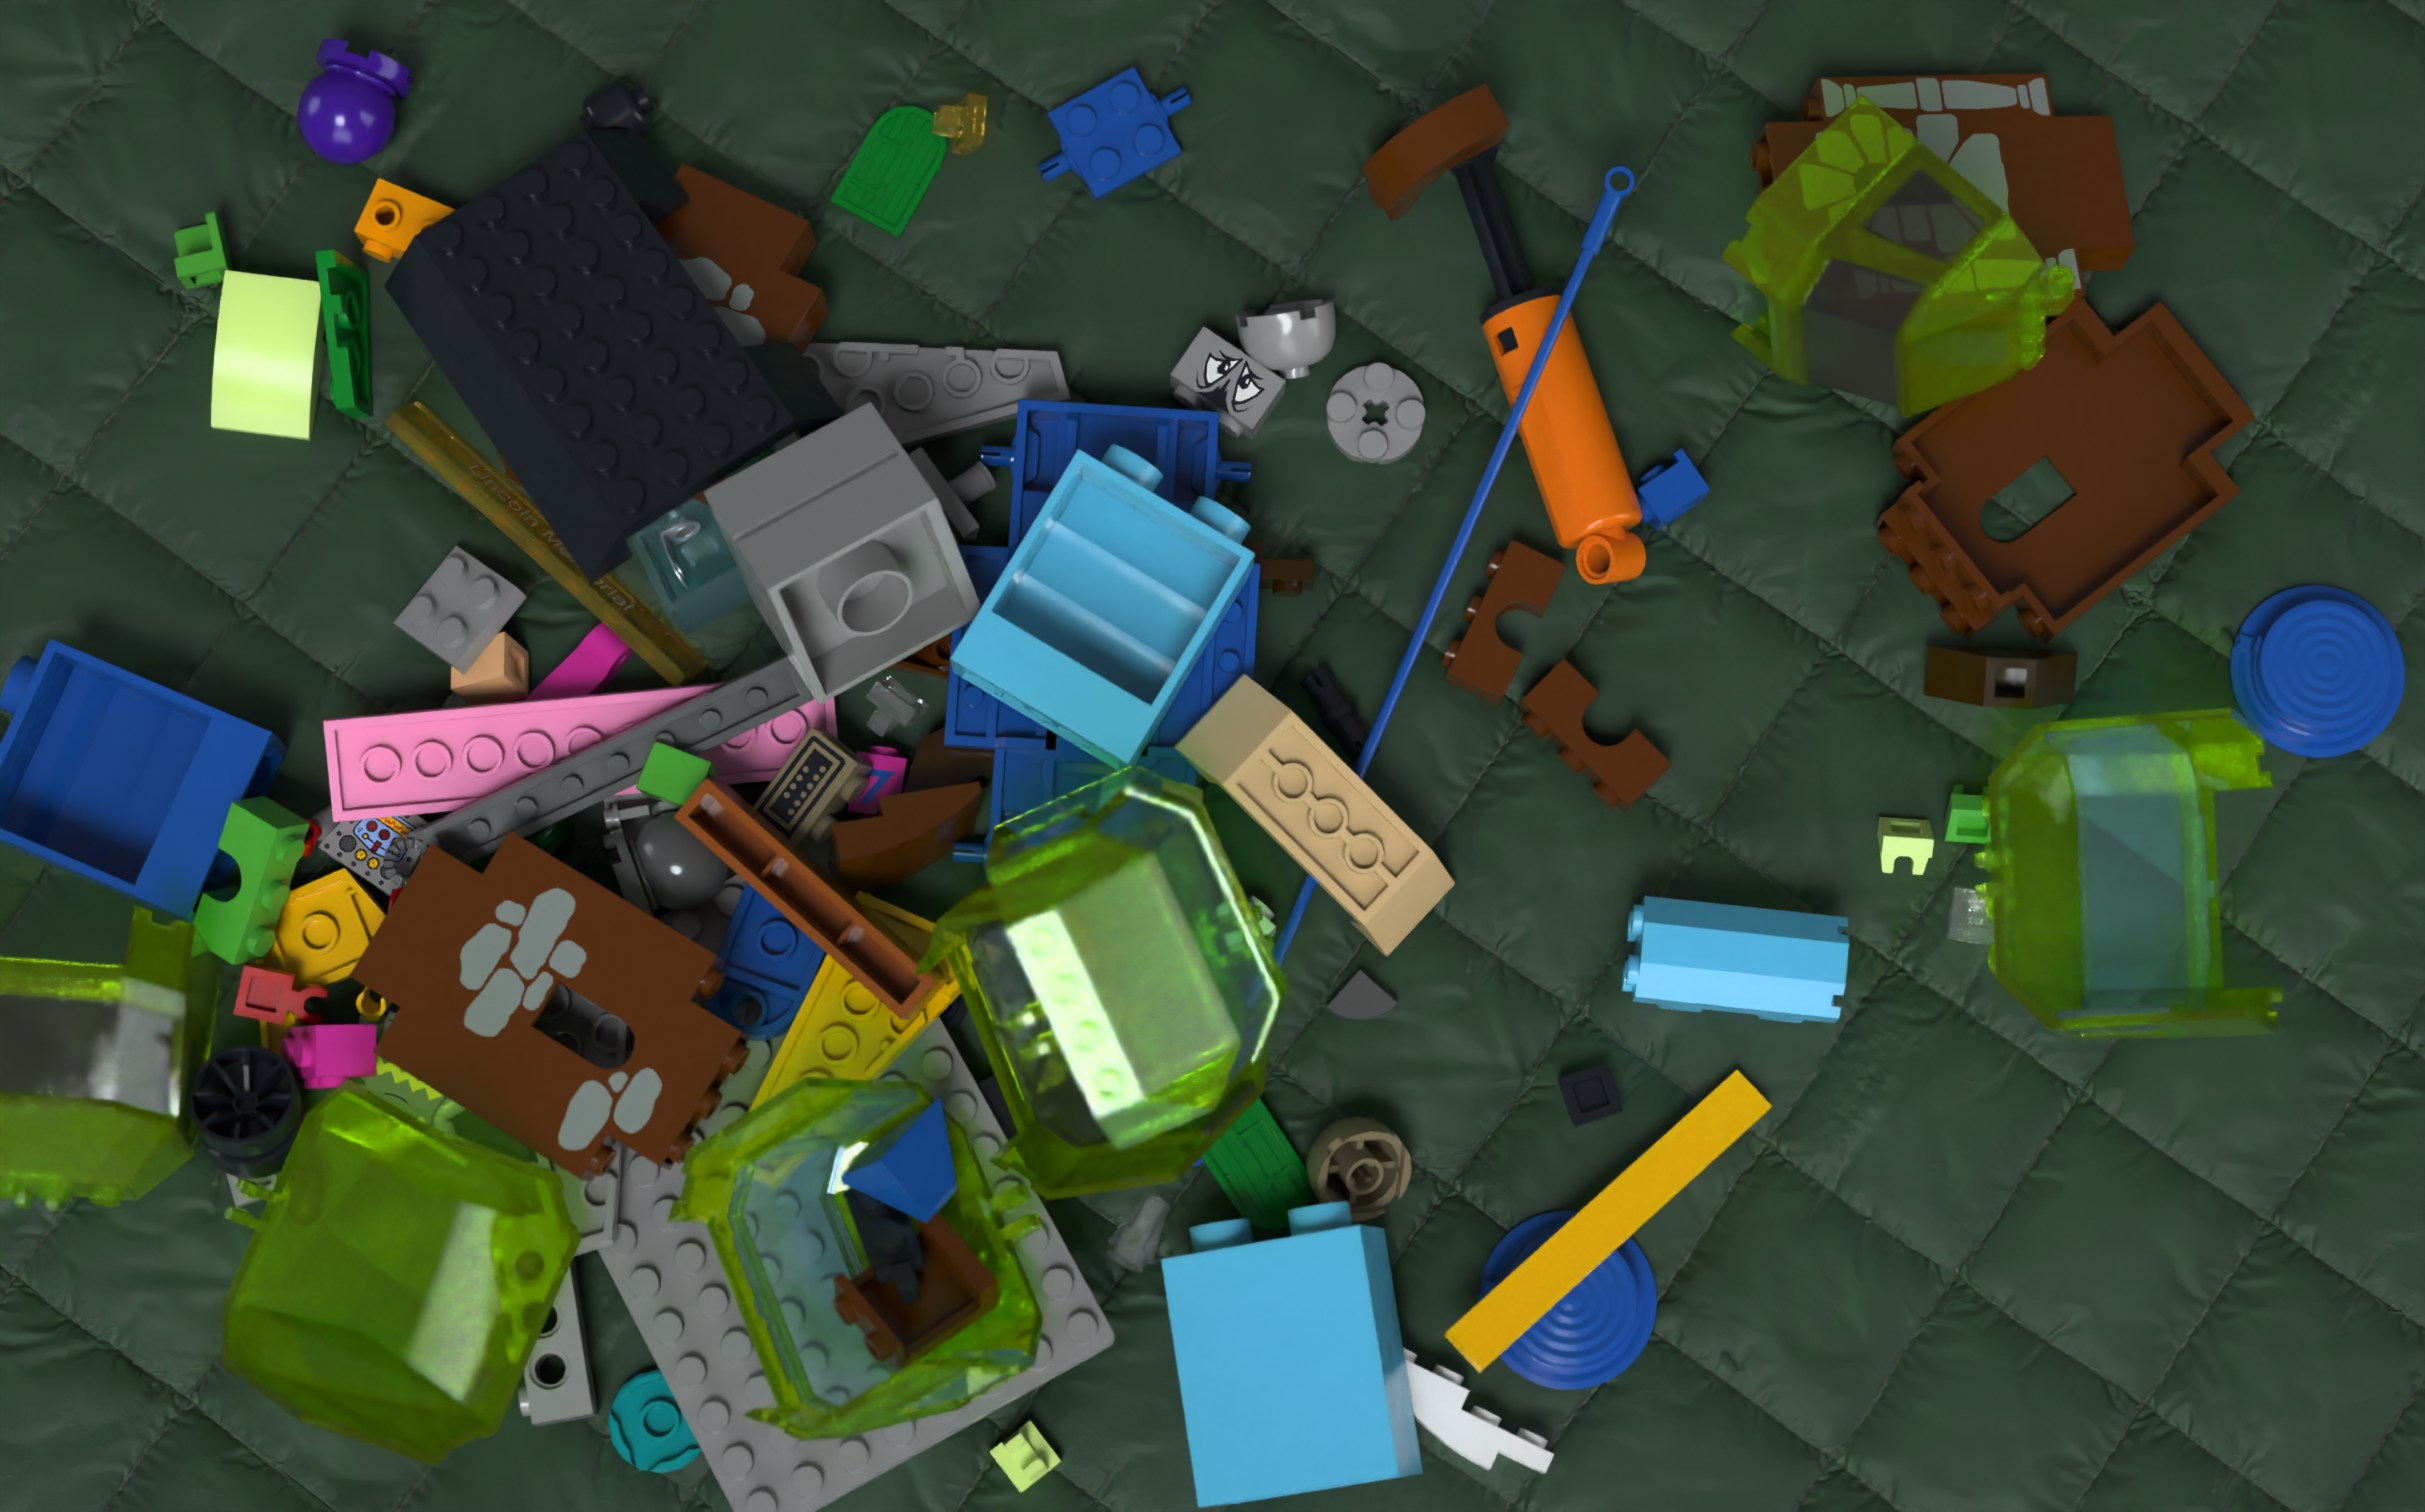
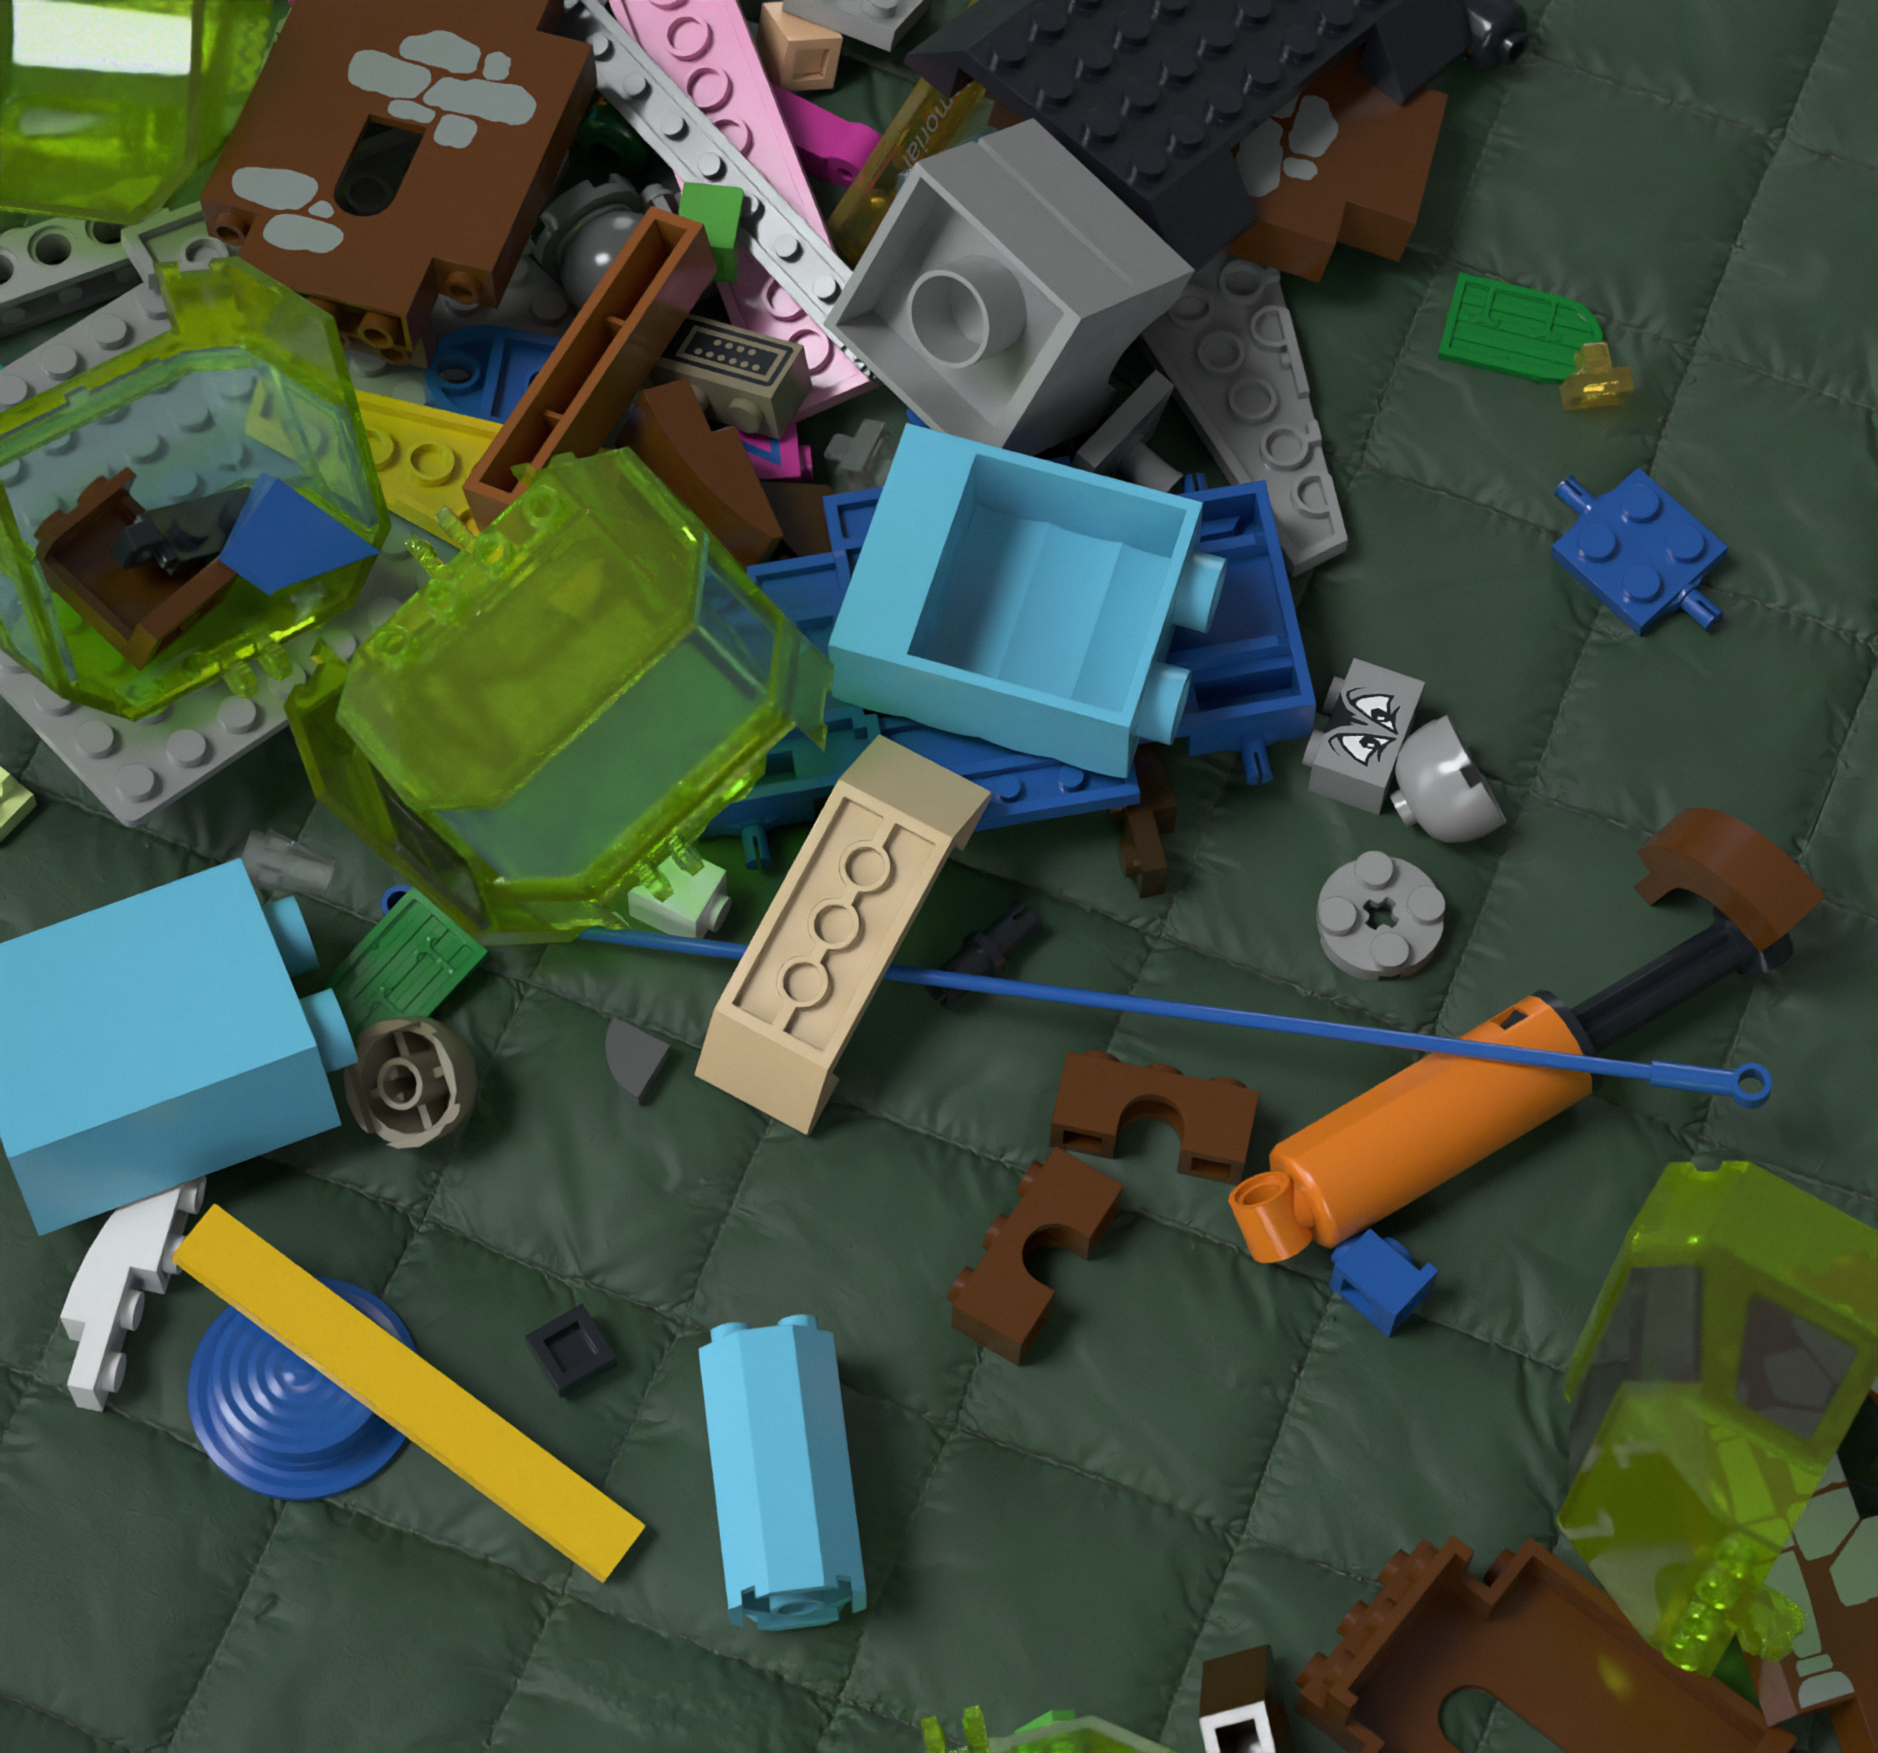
camera: 75 degrees right, 15 degrees down
(1904, 838) = (1000, 1671): yellowish green tile -> none

